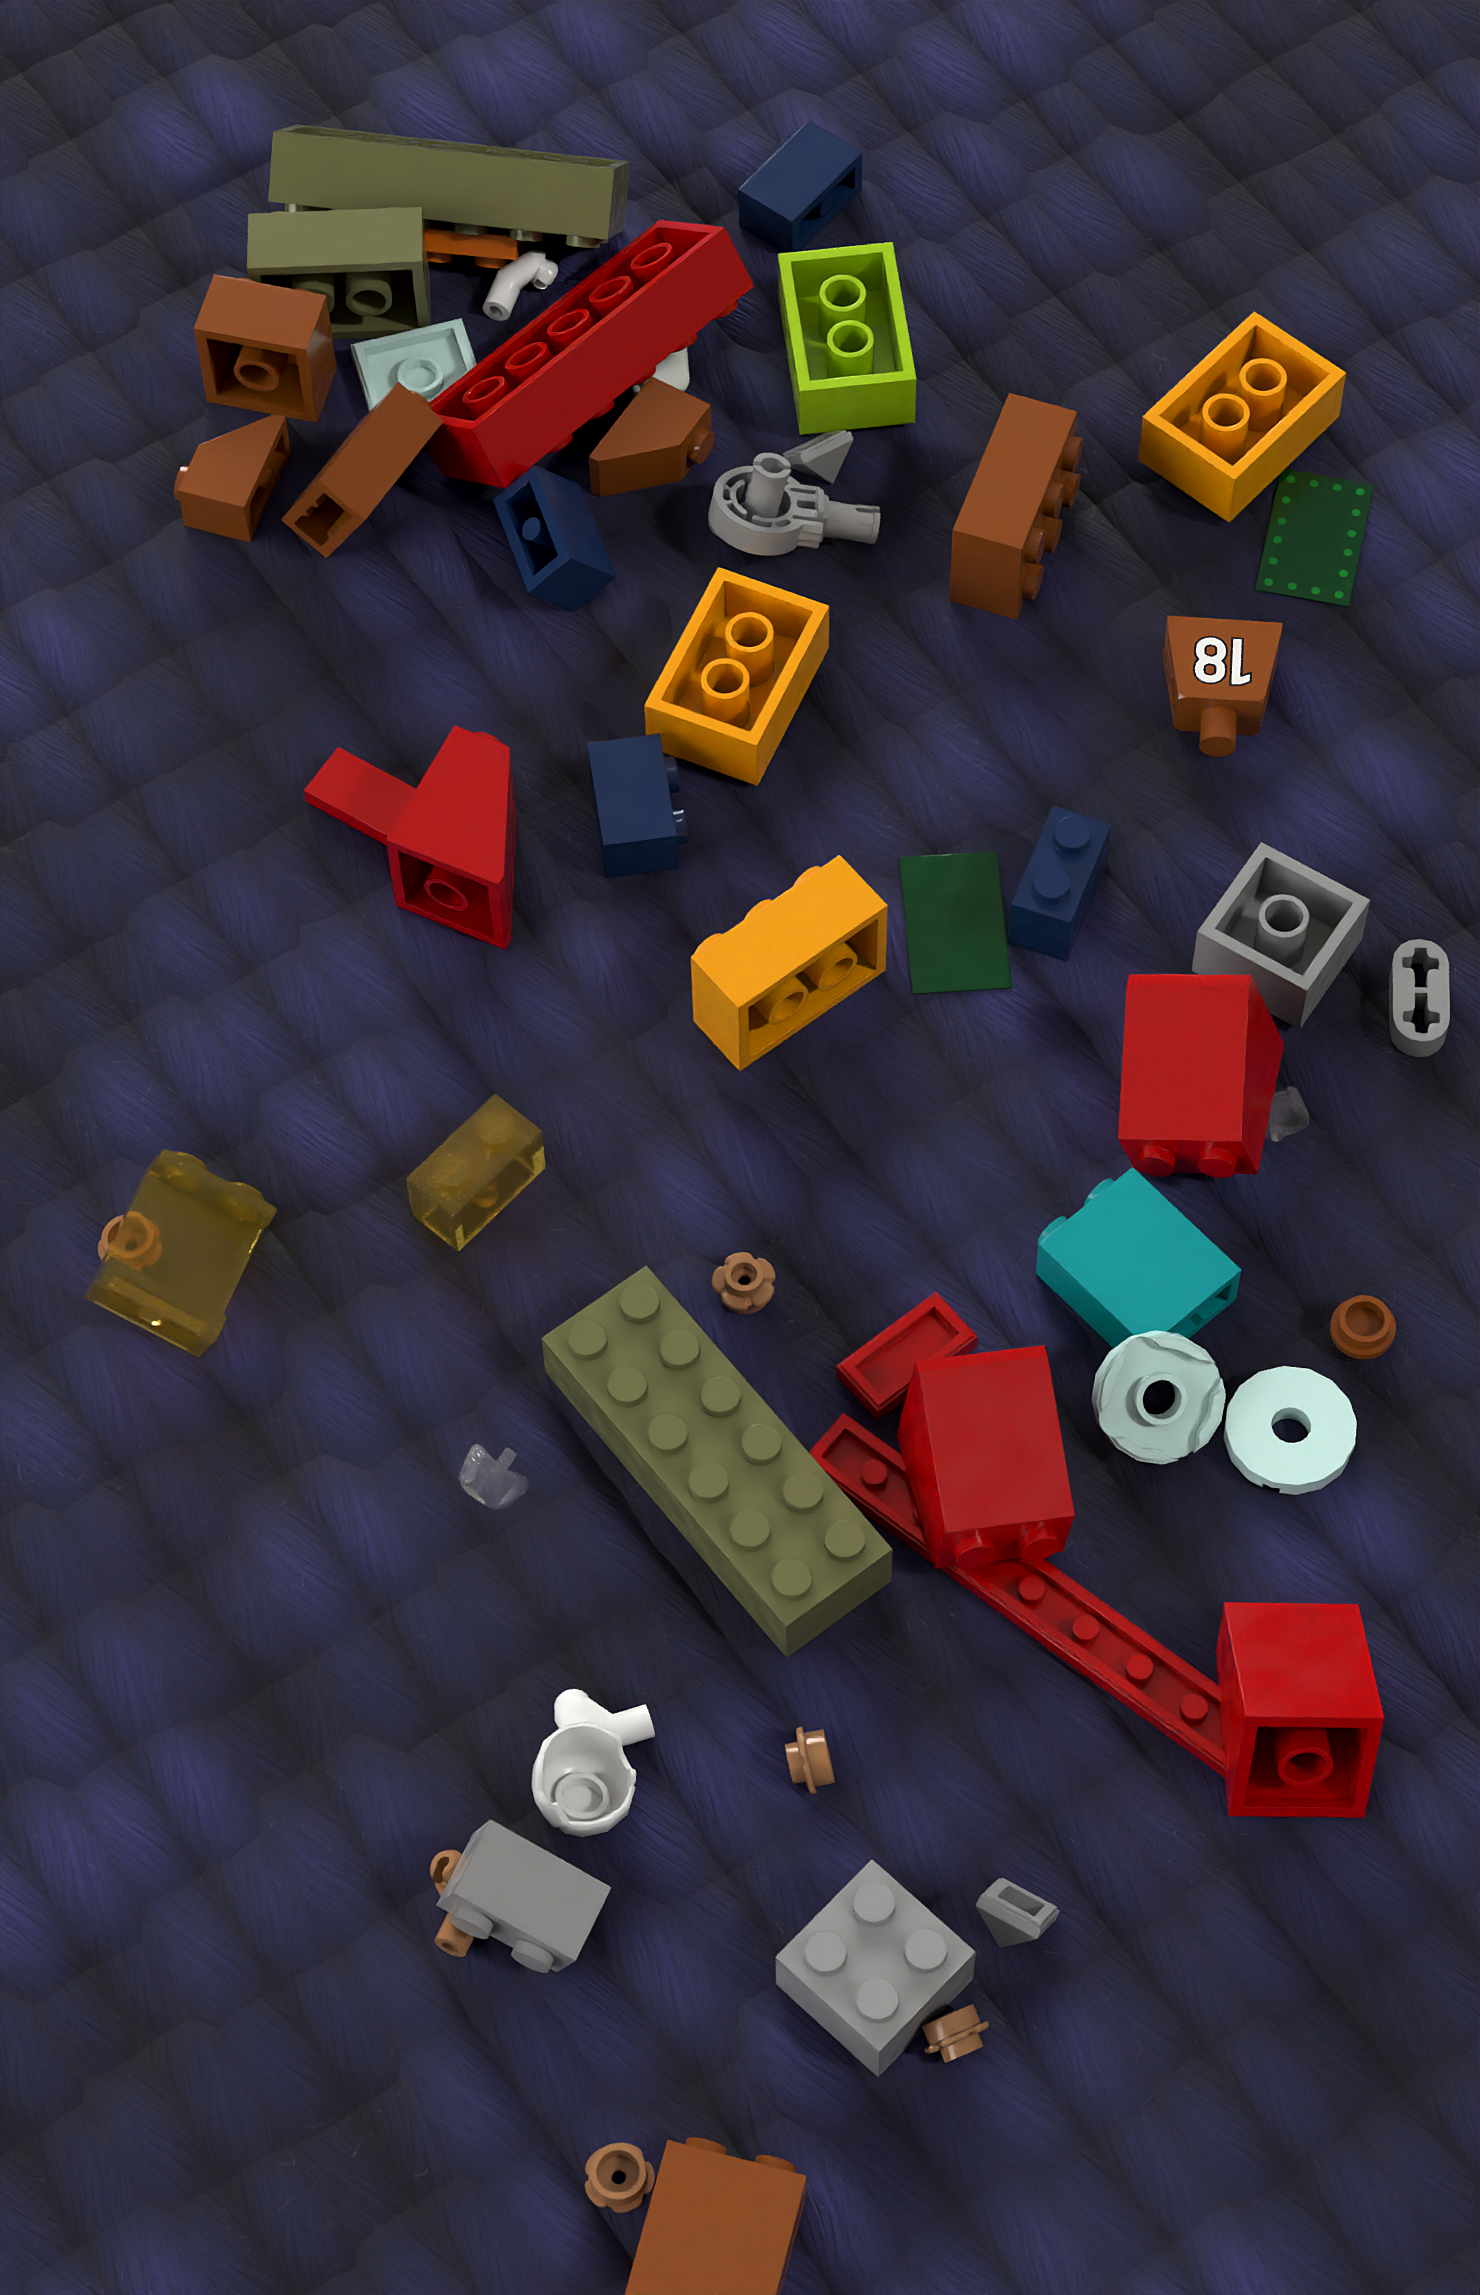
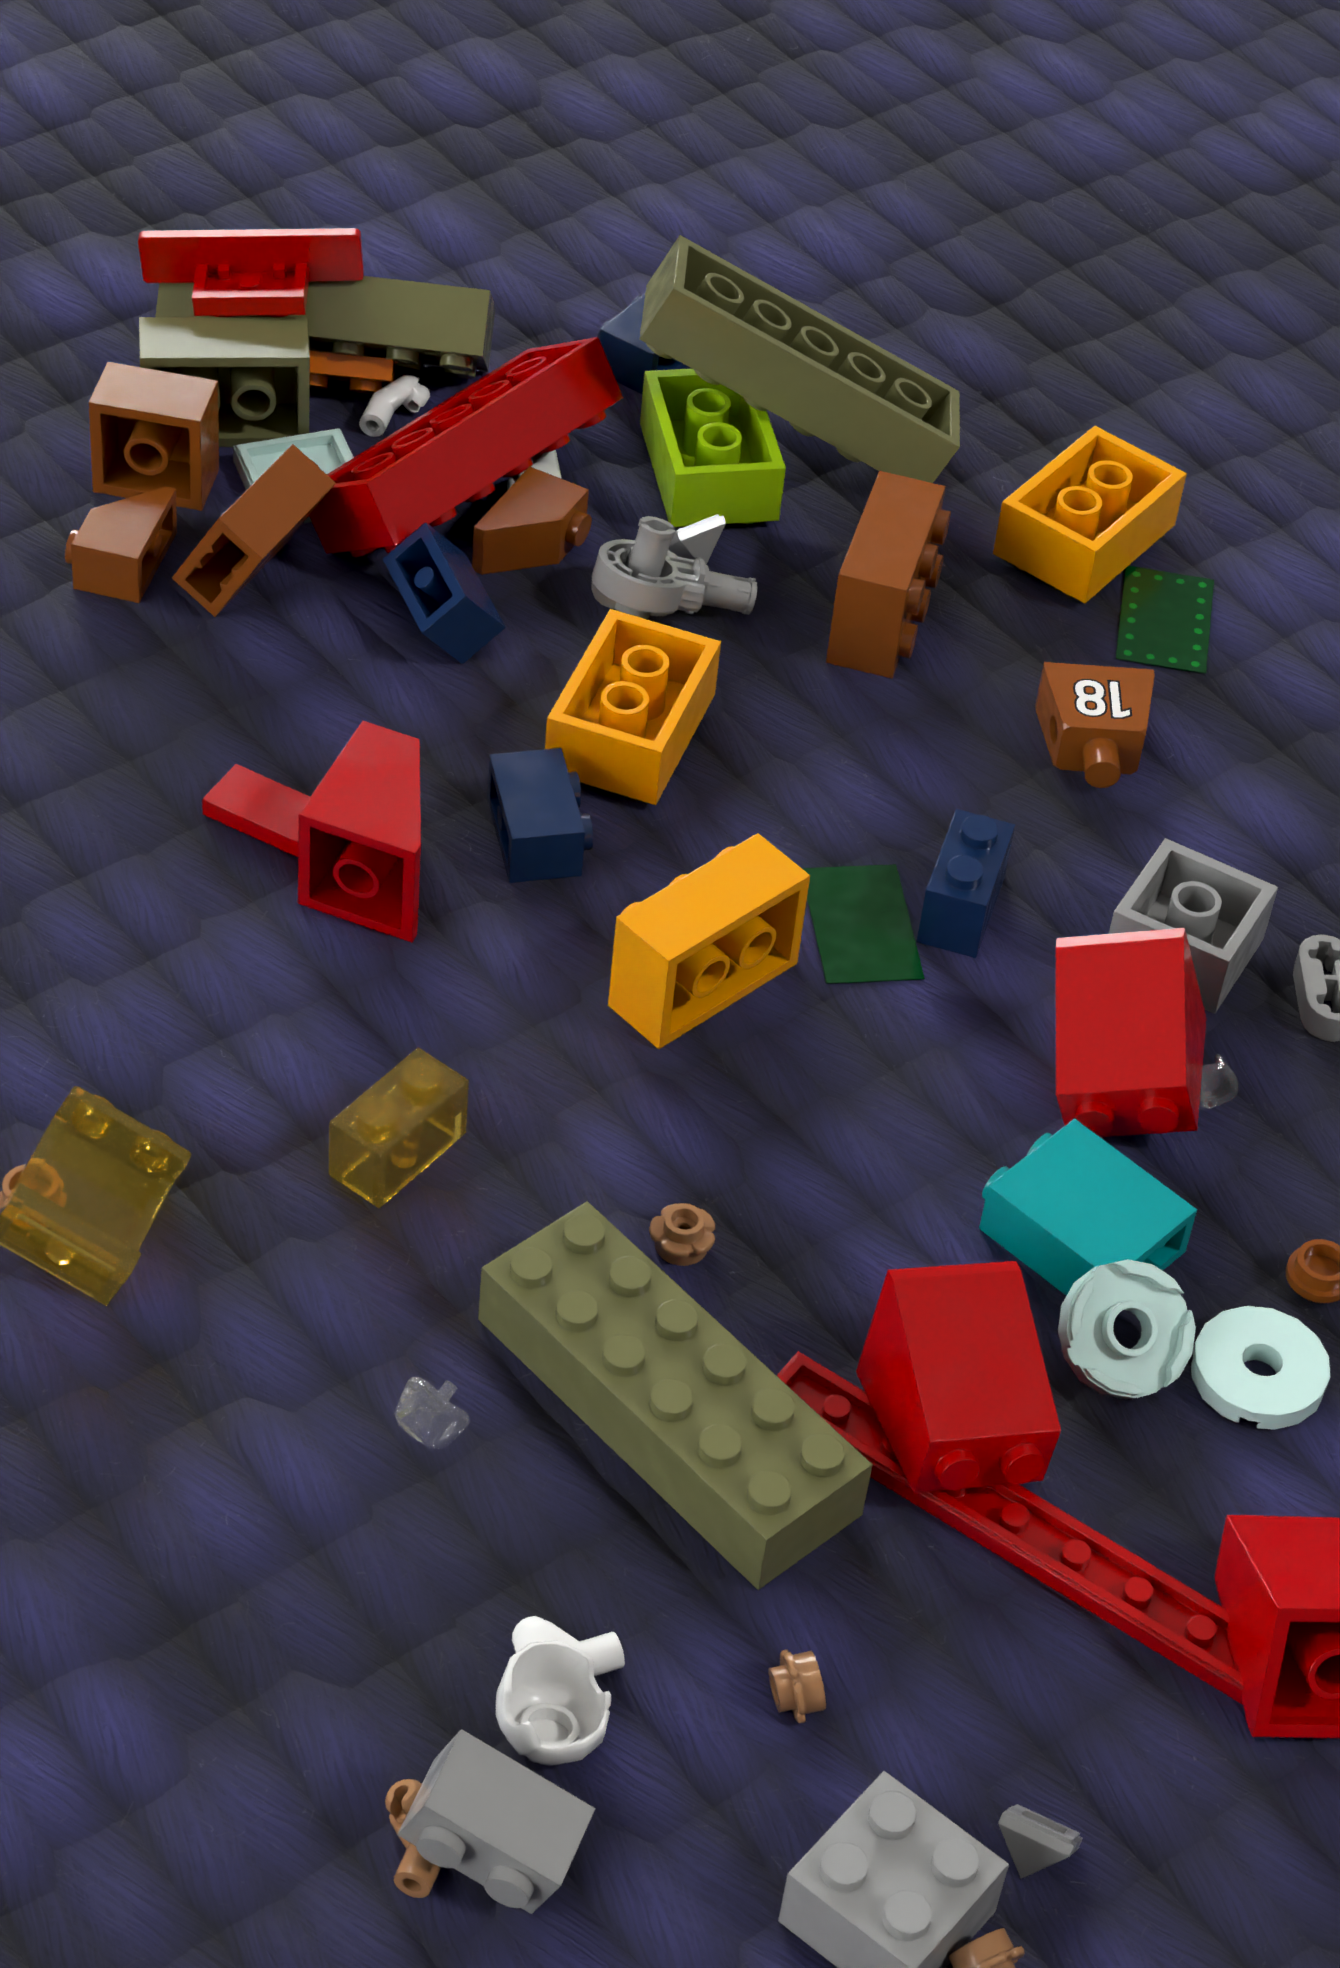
camera: 10 degrees left, 15 degrees down
(363, 158) = (251, 268): none -> red bracket
(884, 1366) = (841, 1308): red tile -> none
(940, 252) = (799, 364): none -> olive brick

